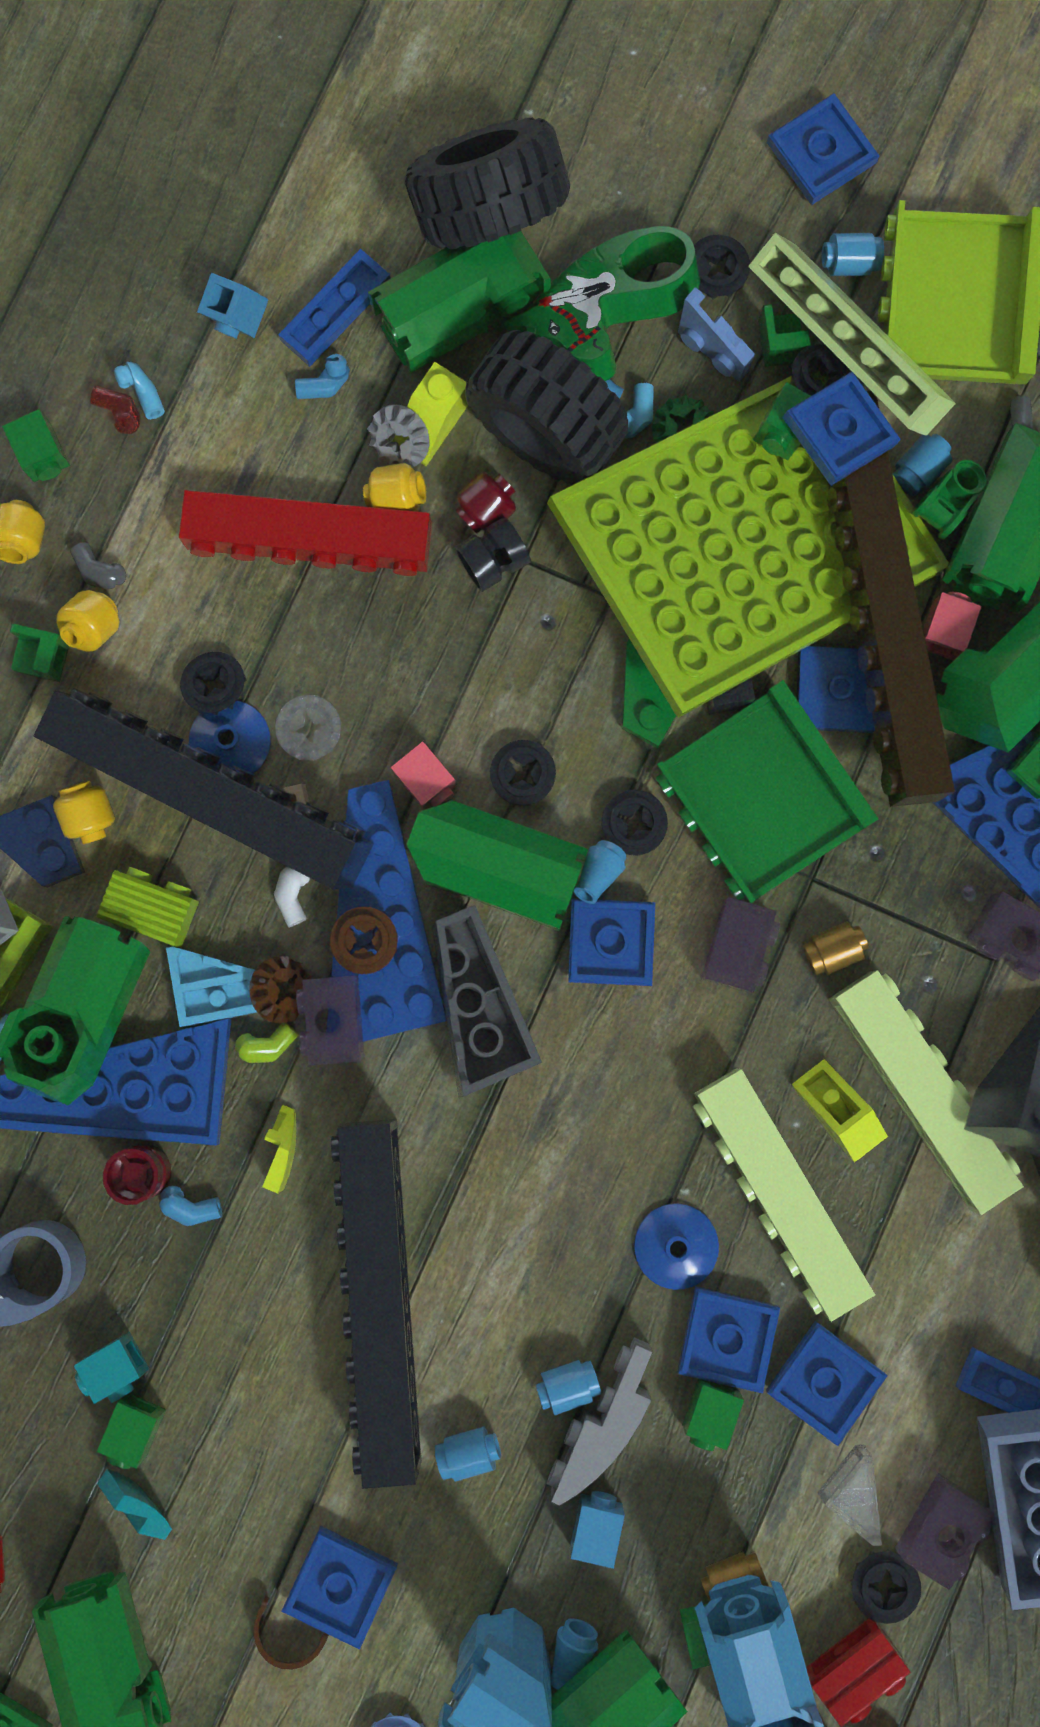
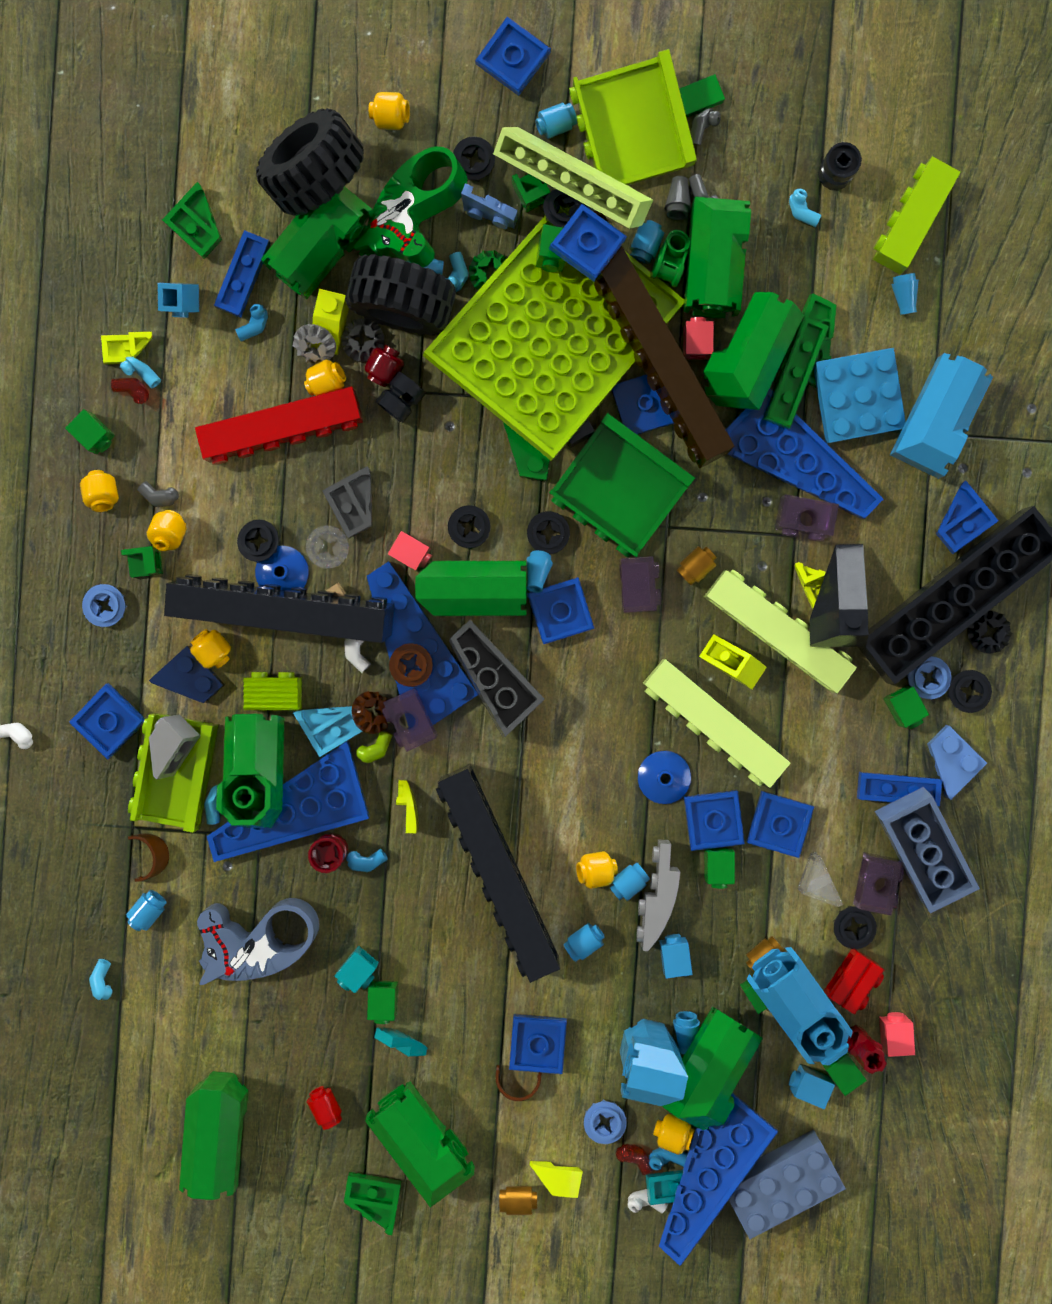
camera: 25 degrees left, 5 degrees up
(125, 345) = (118, 347): none -> neon yellow slope
(296, 214) = (194, 221): none -> green wing
(368, 677) = (352, 502): none -> dark grey wing
(461, 439) = (353, 330): none -> dark grey gear
(525, 1350) = (596, 870): none -> yellow head
(624, 160) = (389, 110): none -> yellow head
(988, 422) = (678, 199): none -> dark grey cone
(995, 1034) = (810, 580): none -> neon yellow slope

